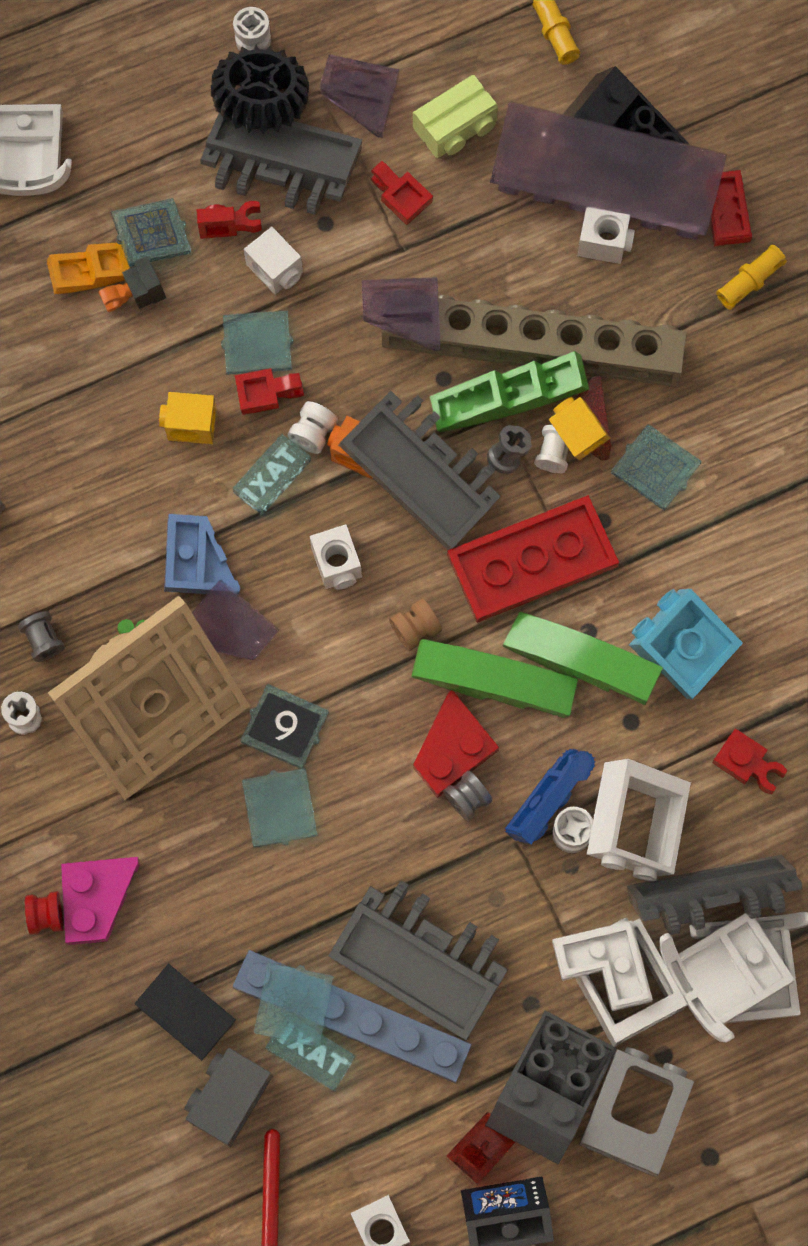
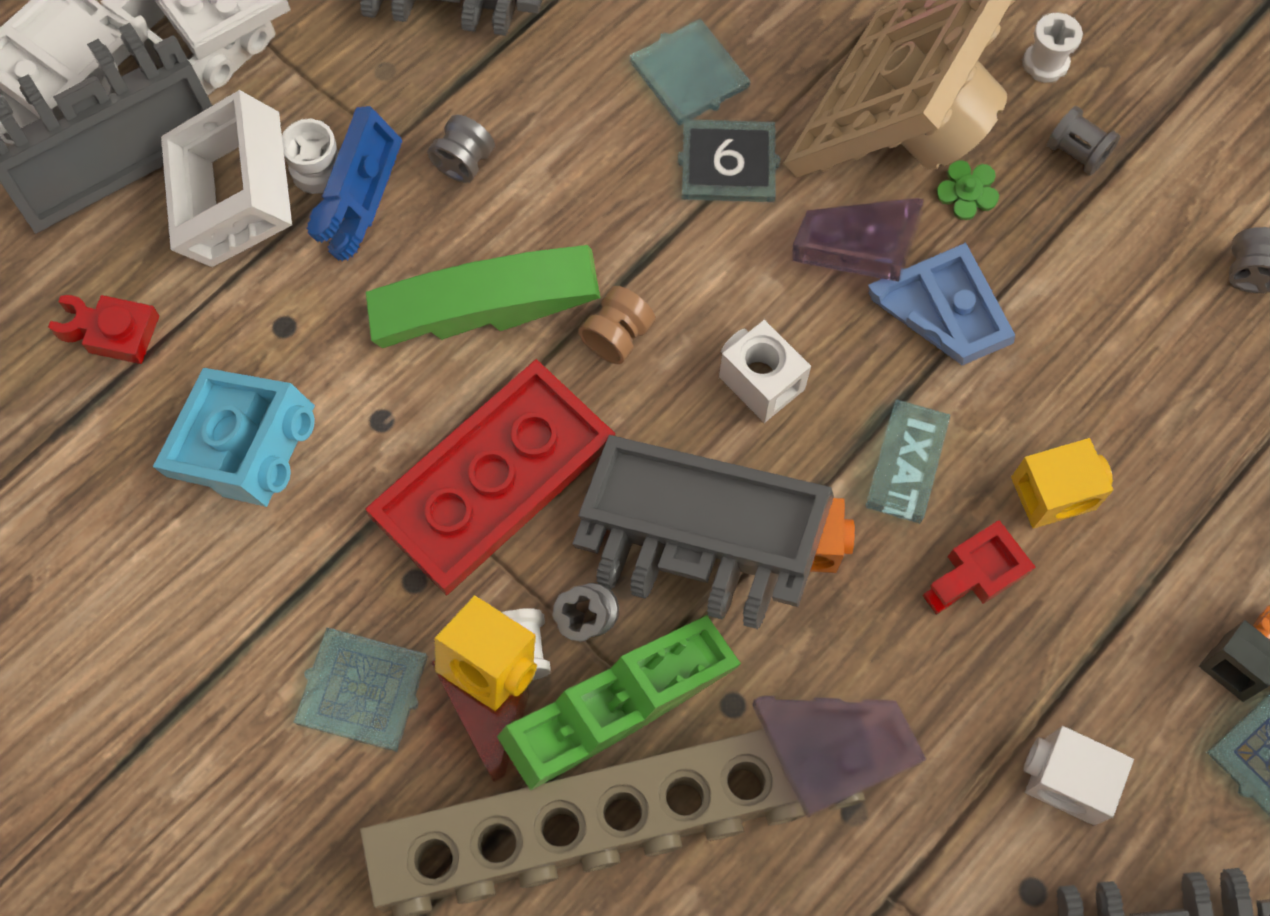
camera: 155 degrees right, 5 degrees down
(225, 222) = (1198, 810): red plate -> none
(257, 342) = (1031, 647): clear light blue piece -> none
(312, 427) = (885, 537): white wheel -> none
(452, 746) = (503, 204): red wing -> none
(583, 657) = (370, 360): bright green slope -> none

